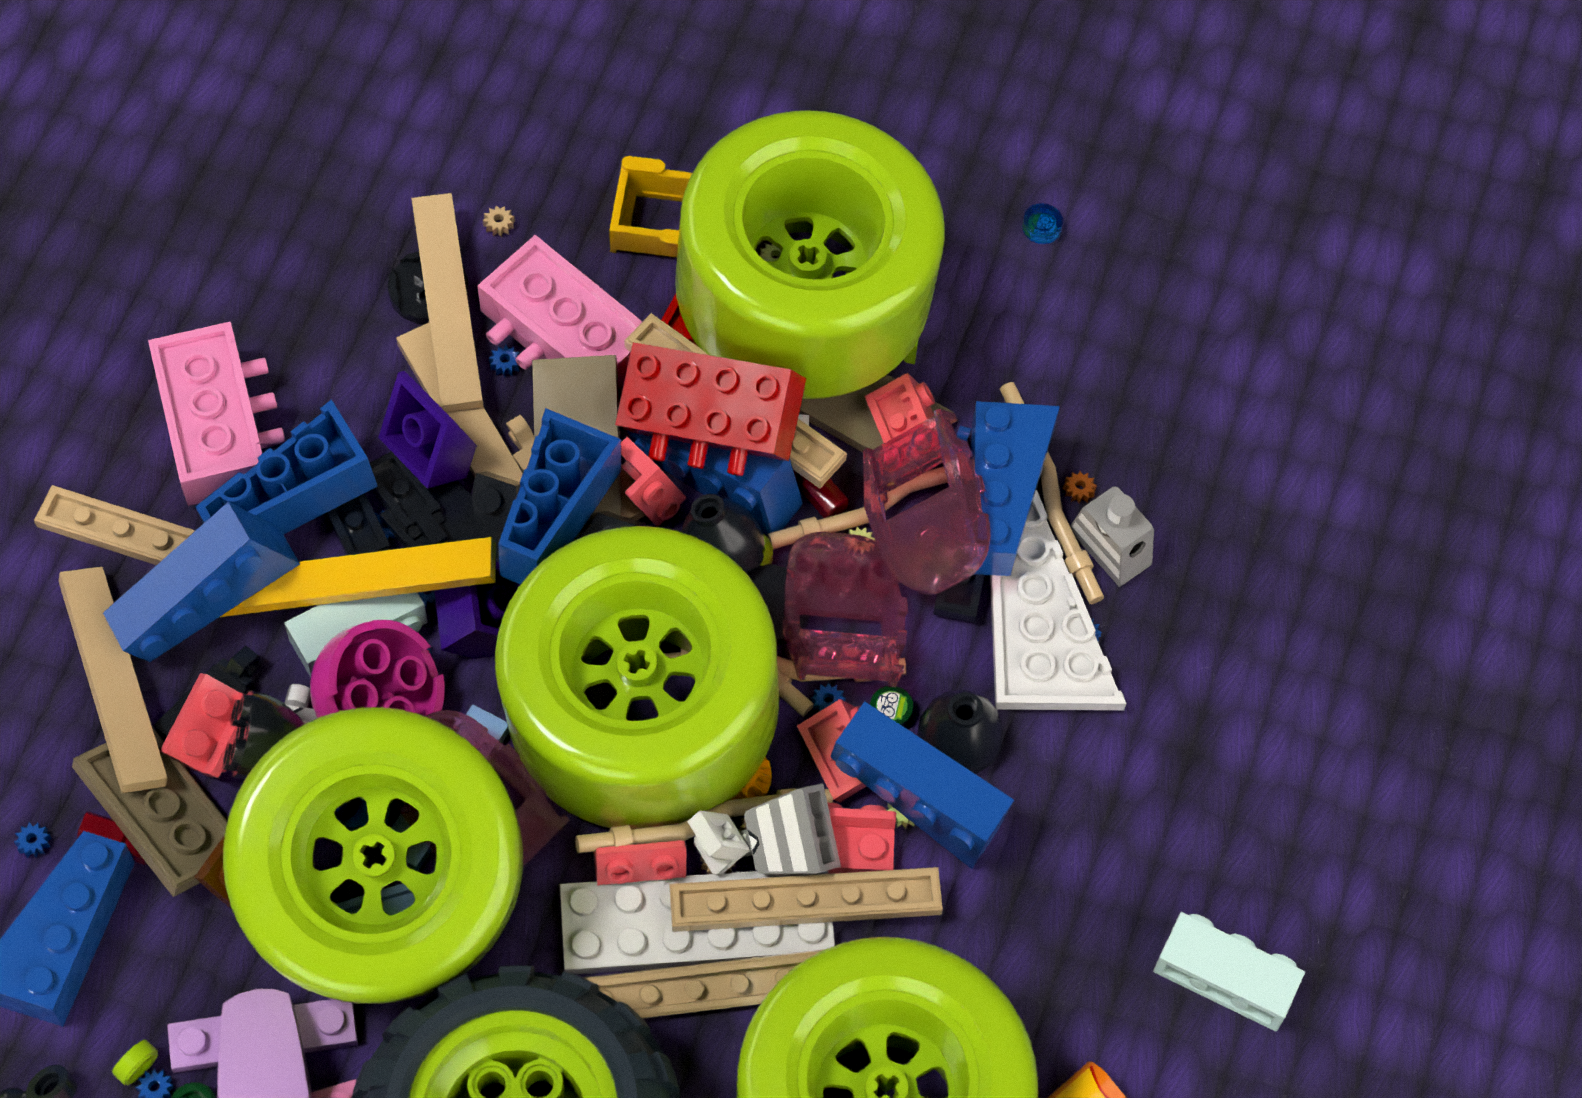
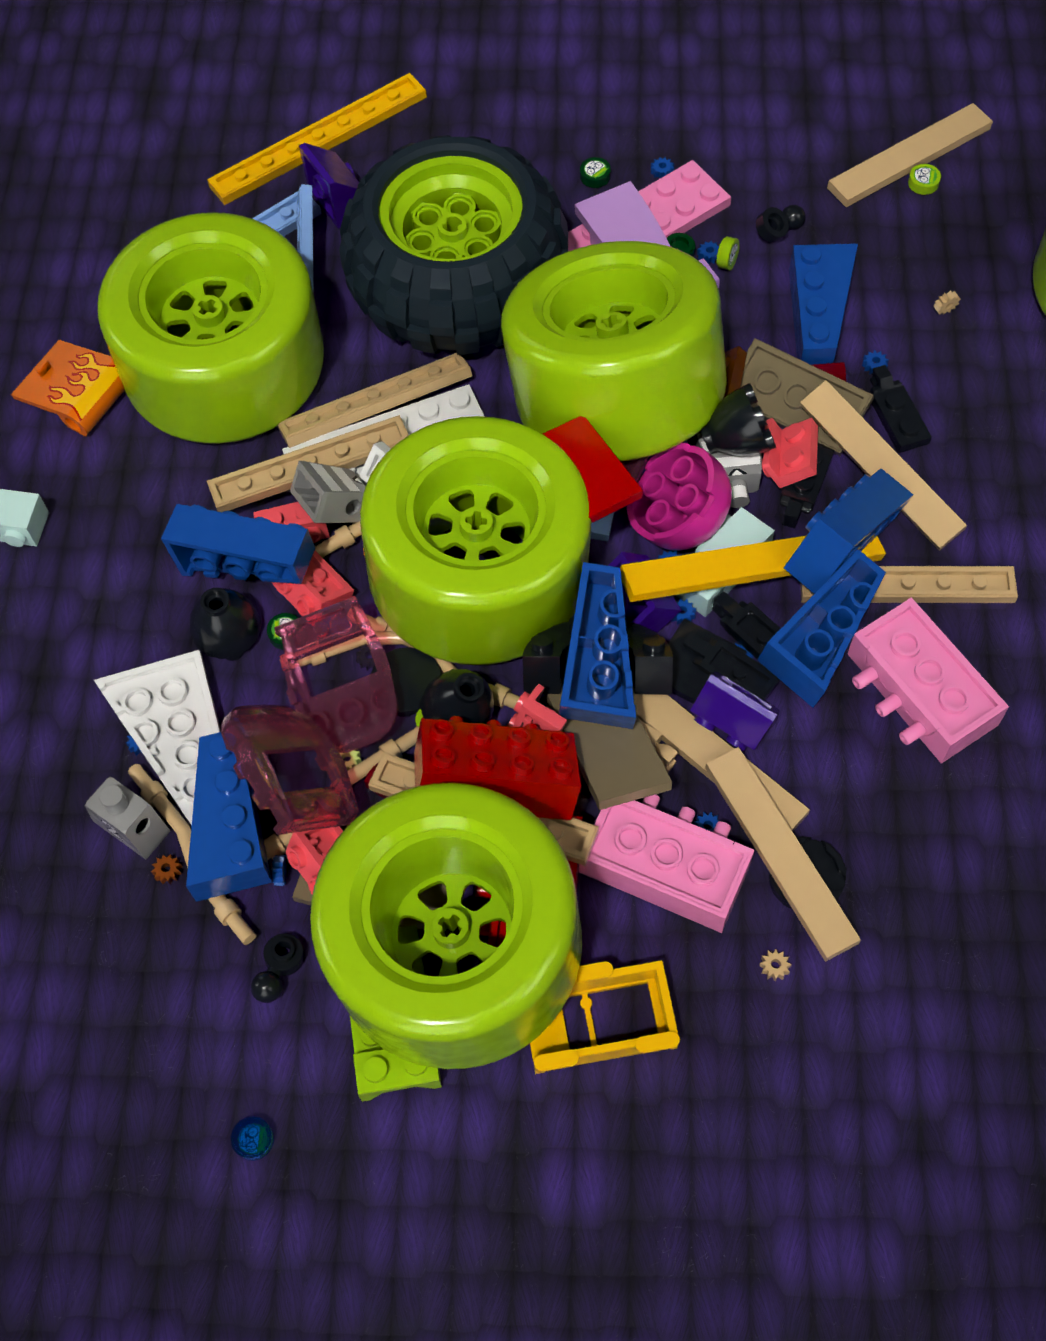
camera: 170 degrees right, 0 degrees up
(47, 757) = (897, 412): none -> black hinge
(470, 665) = (605, 477): none -> red tile
(998, 339) = (267, 984): none -> black plate

